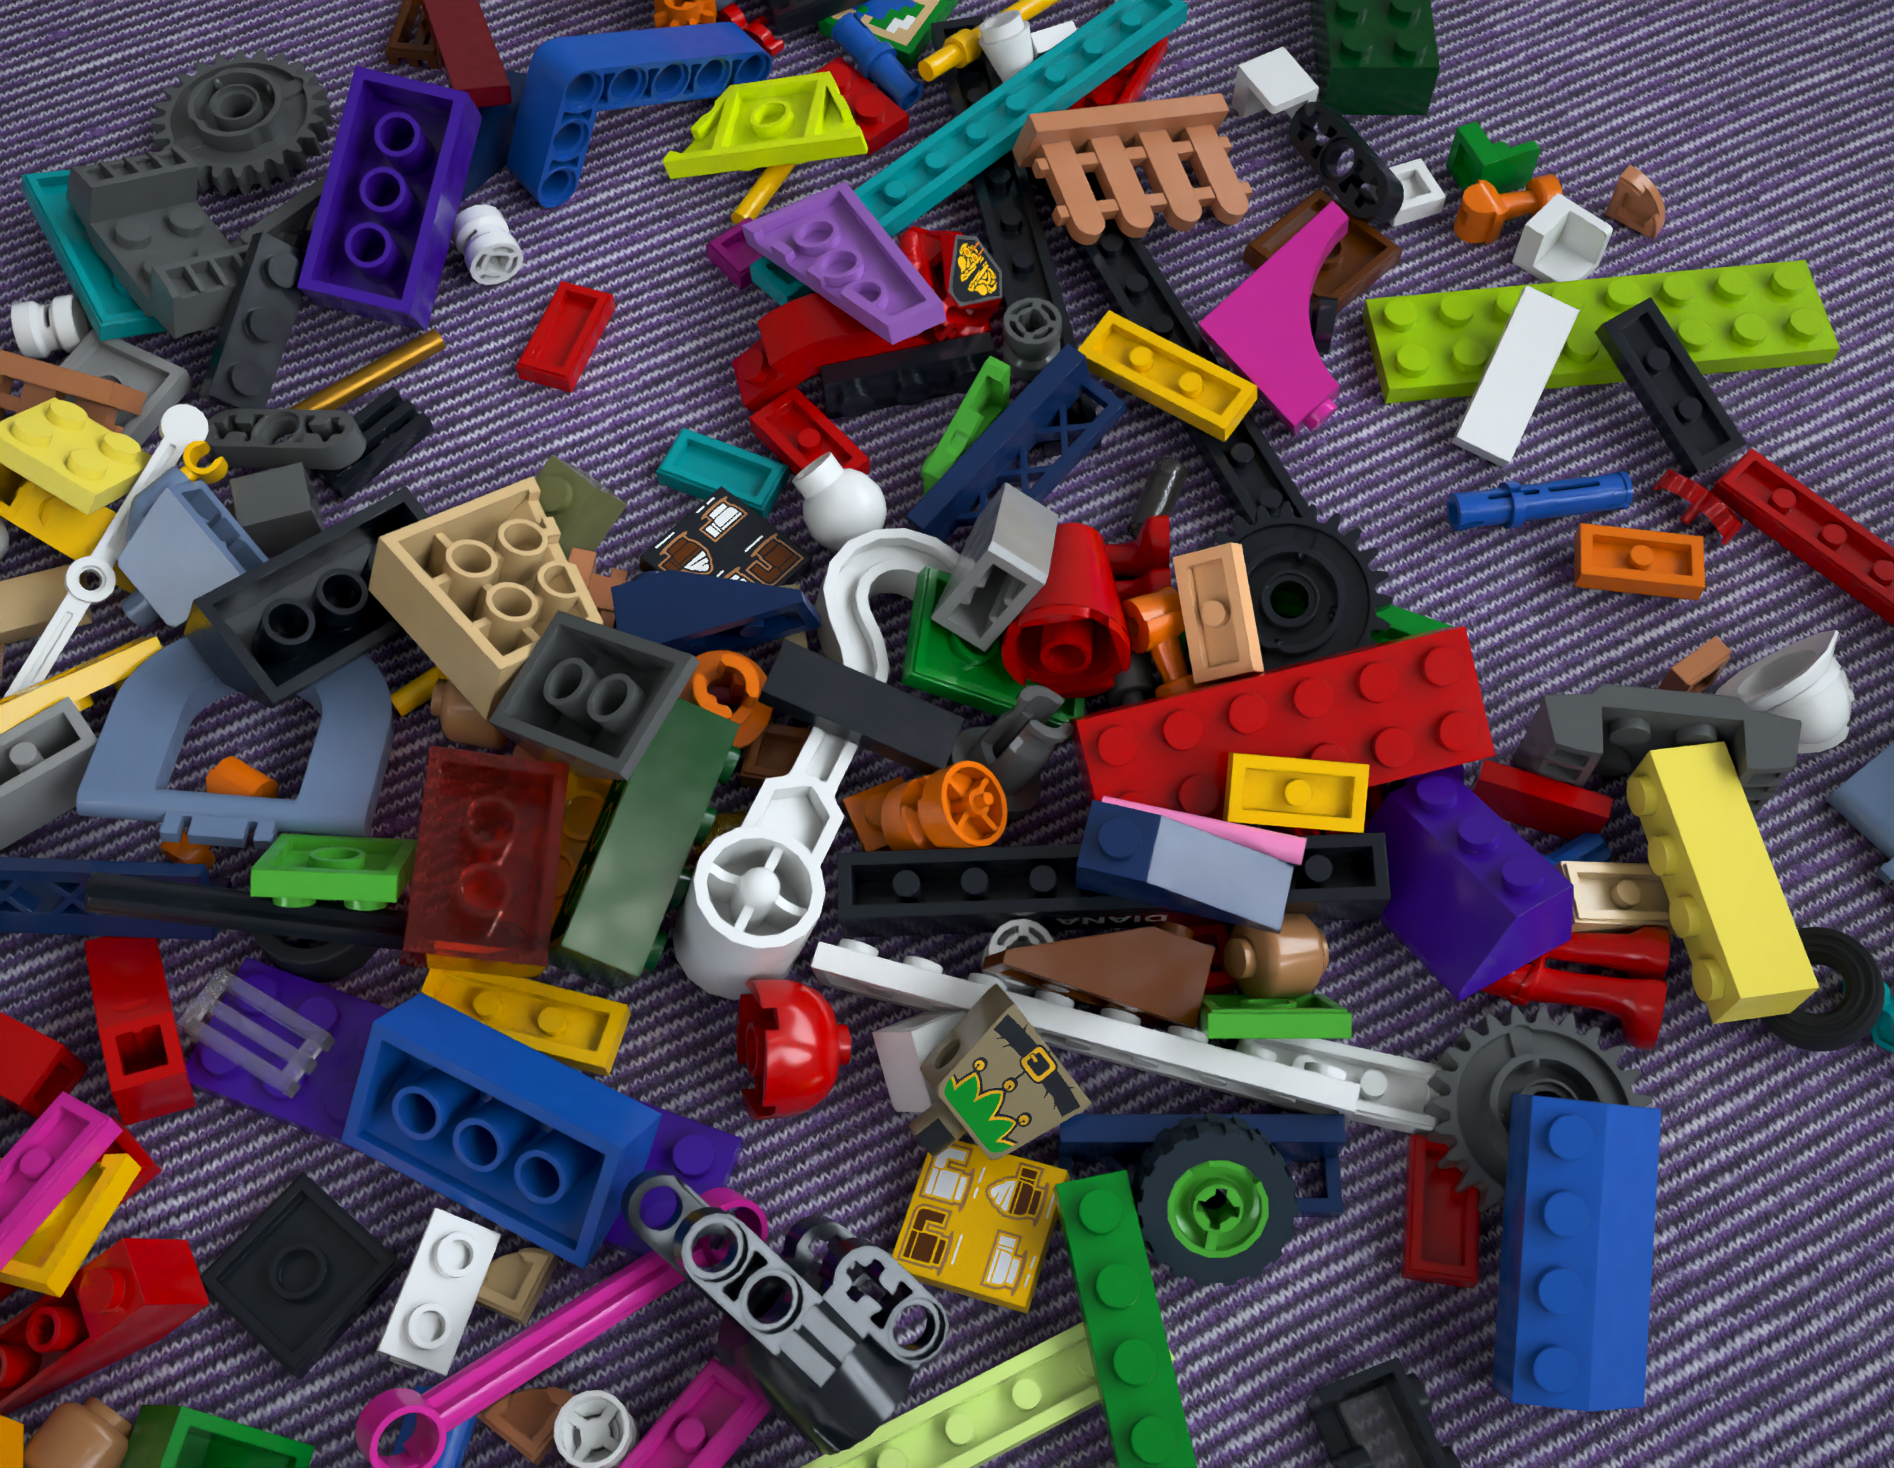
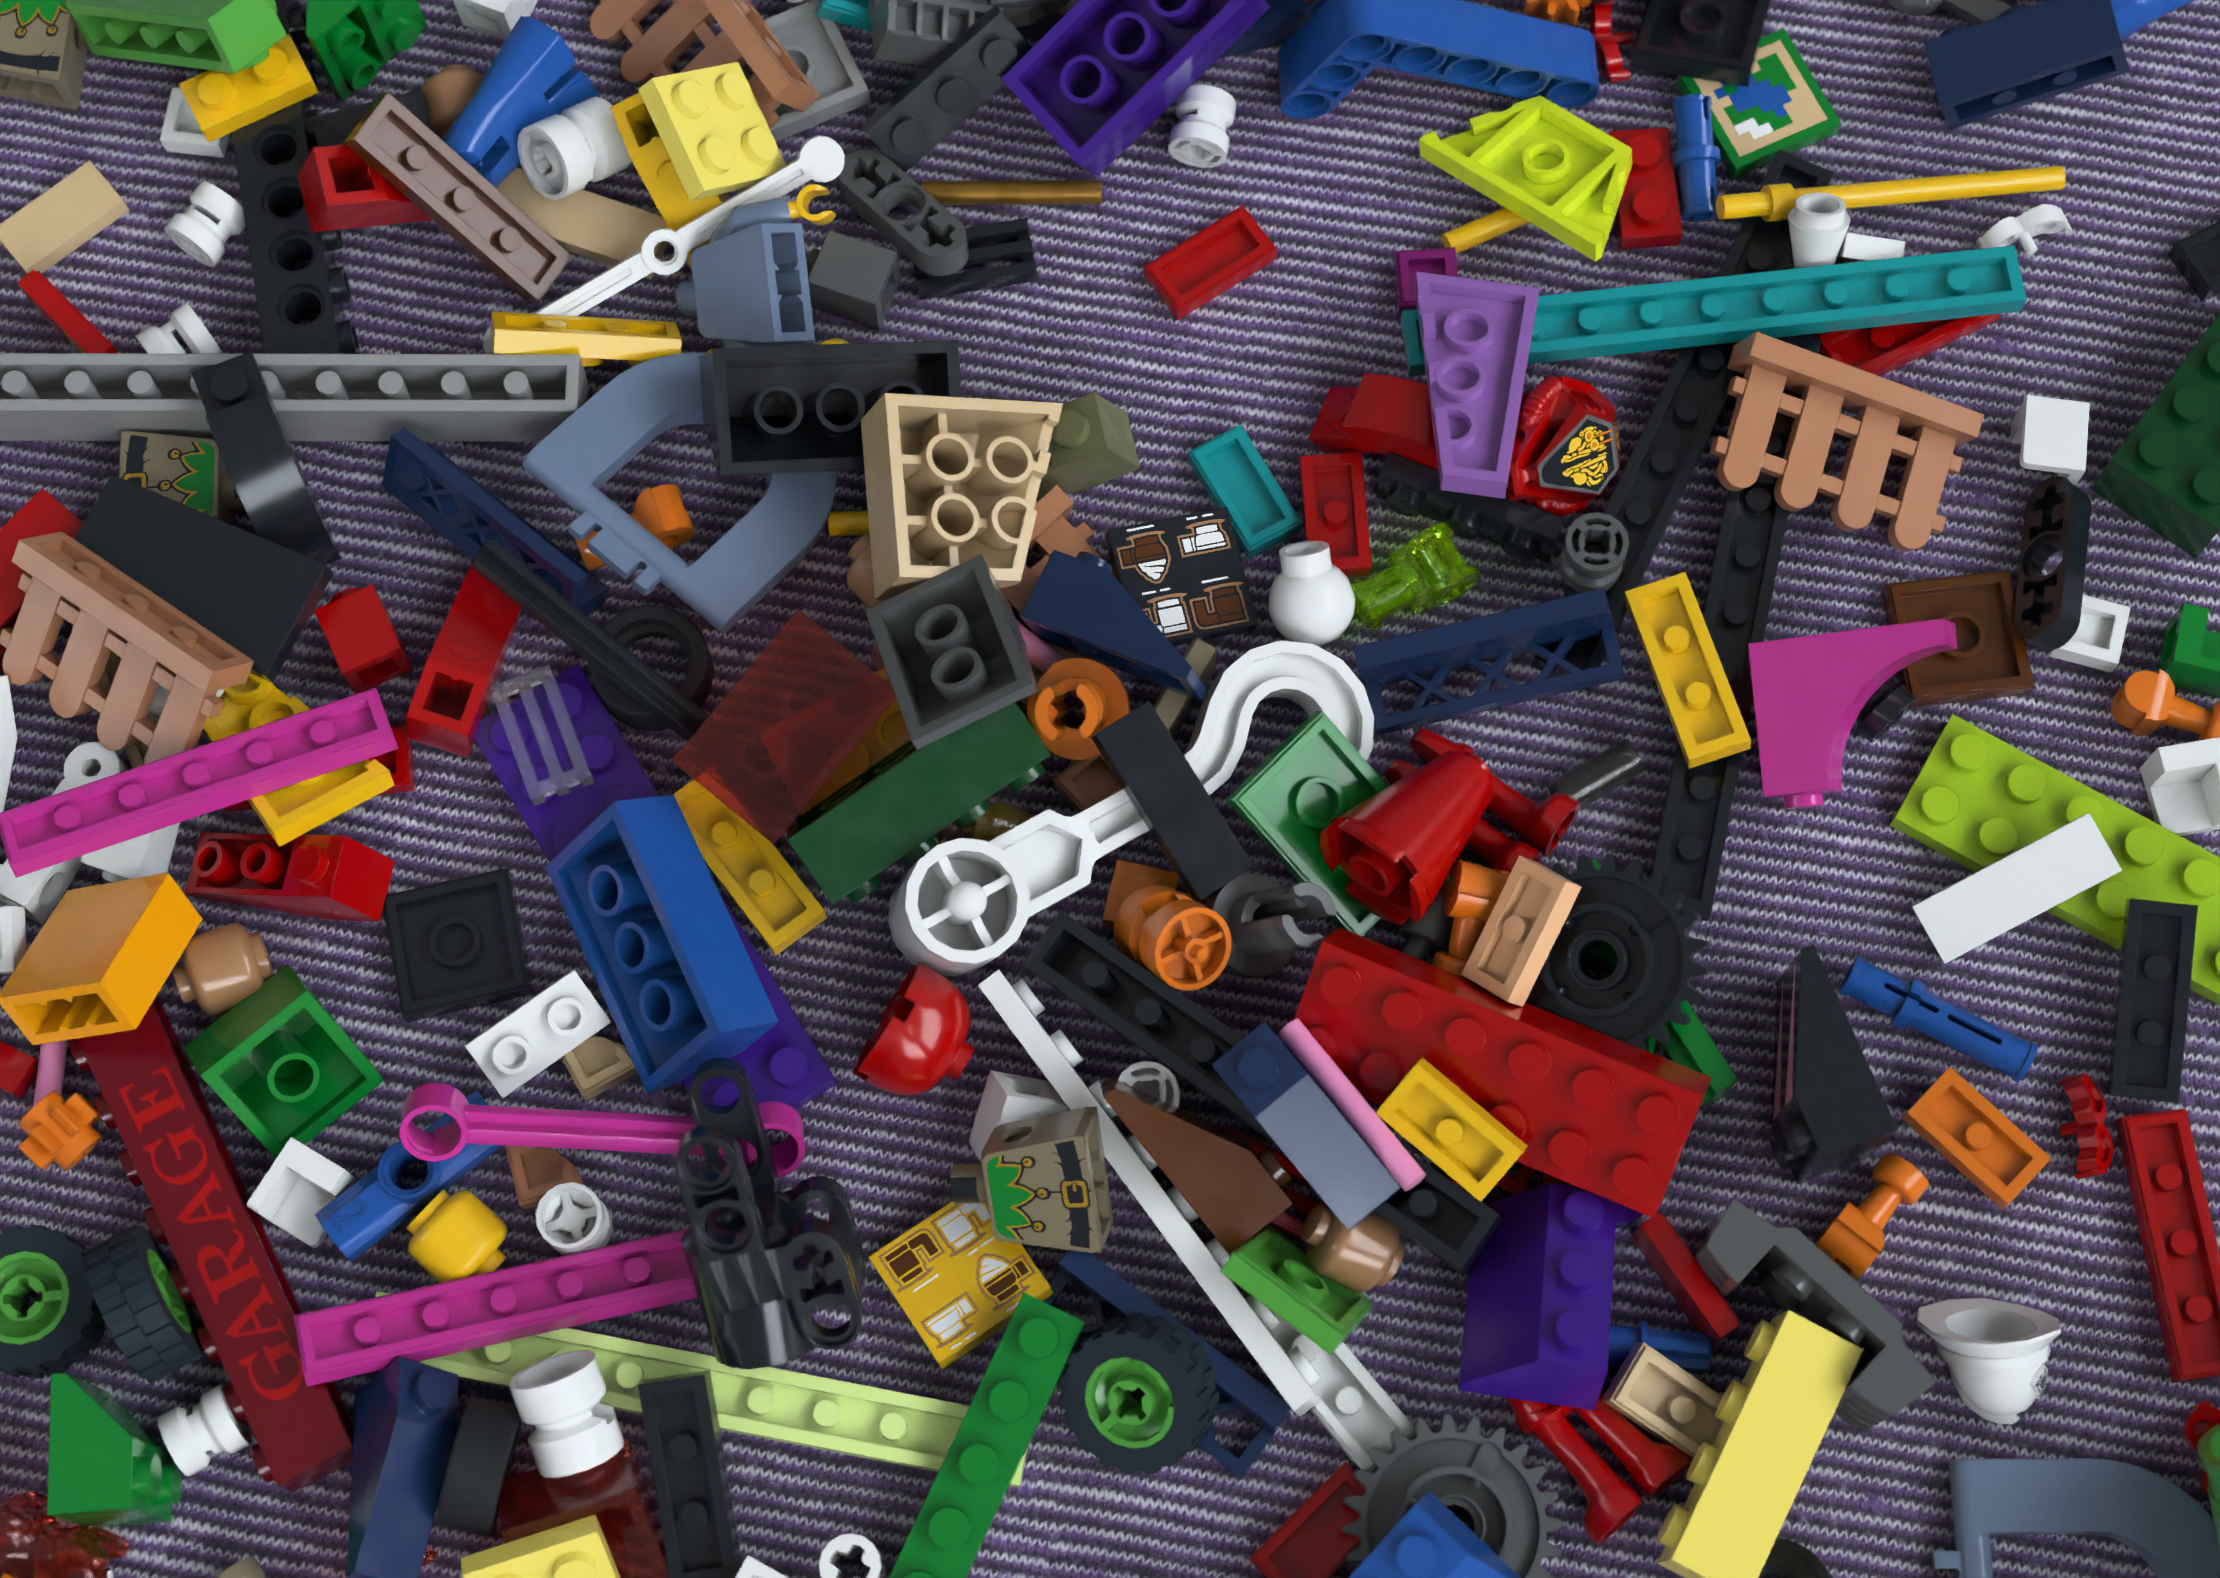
camera: 40 degrees right, 10 degrees up
(326, 867) = (673, 650): bright green plate -> none
(903, 445) = (1418, 575): none -> clear neon green connector
(979, 409) = (1489, 593): bright green wing -> none
(998, 567) = (1378, 755): light grey slope -> none
(1503, 580) = (1822, 1088): none -> black slope
(1616, 629) = (1856, 1232): none -> orange leg
(1698, 669) = (1923, 1272): nougat tile -> none

